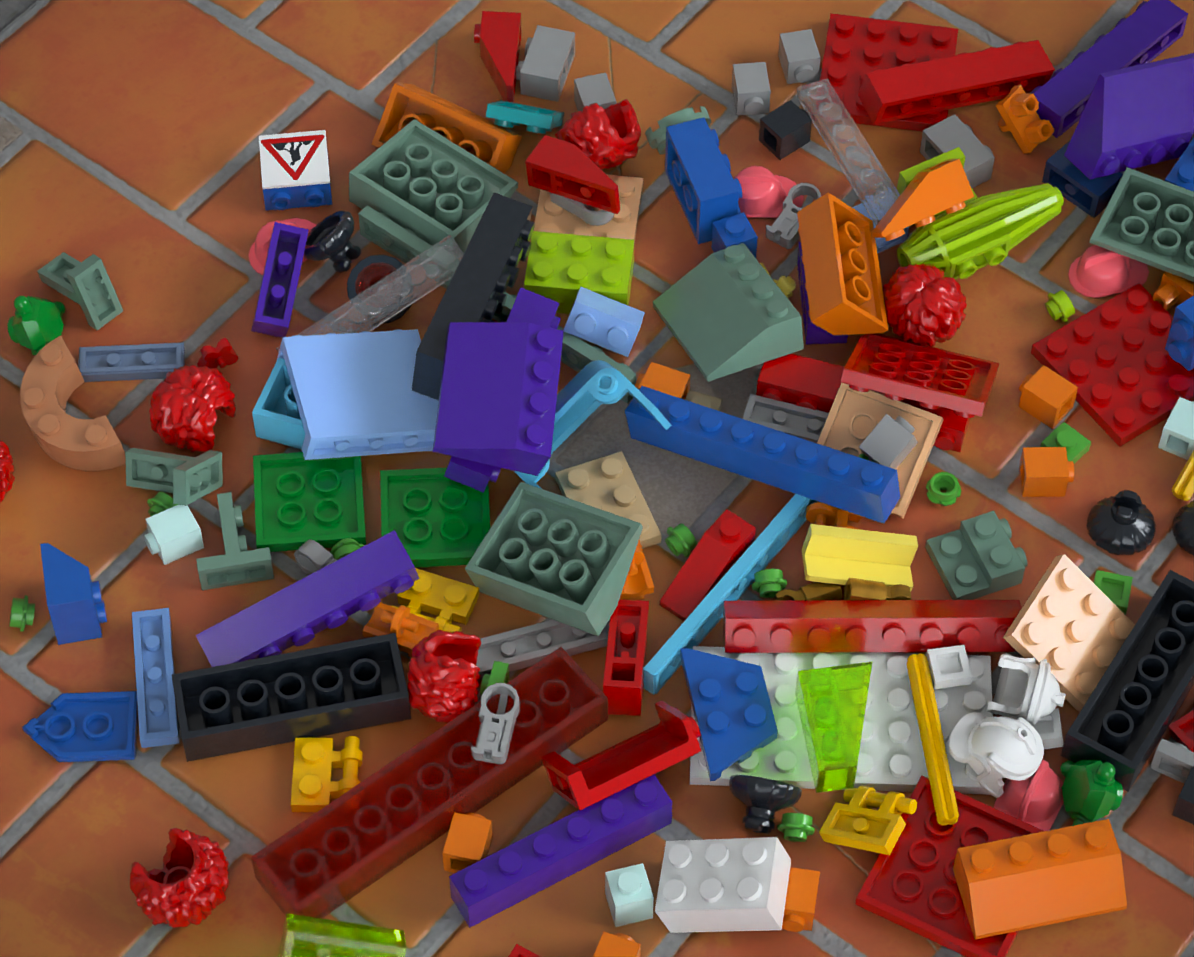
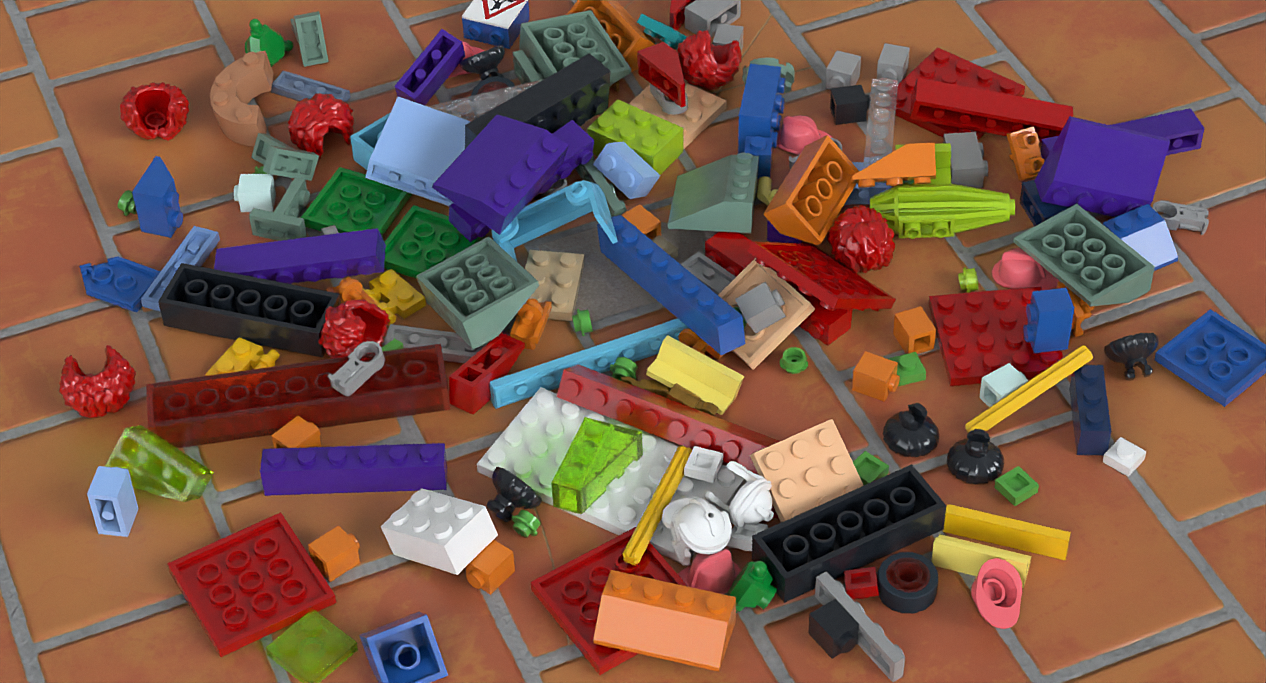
camera: 30 degrees right, 10 degrees down
(217, 356) = (364, 104): red piece -> none
(625, 762) = (390, 434): red panel -> none
(629, 895) = (373, 512): light aqua brick -> none
(708, 563) = (593, 332): red slope -> none
(728, 707) = (530, 430): blue wing -> none
(866, 828) = (575, 538): yellow plate -> none
(977, 557) = (785, 411): sand green plate -> none

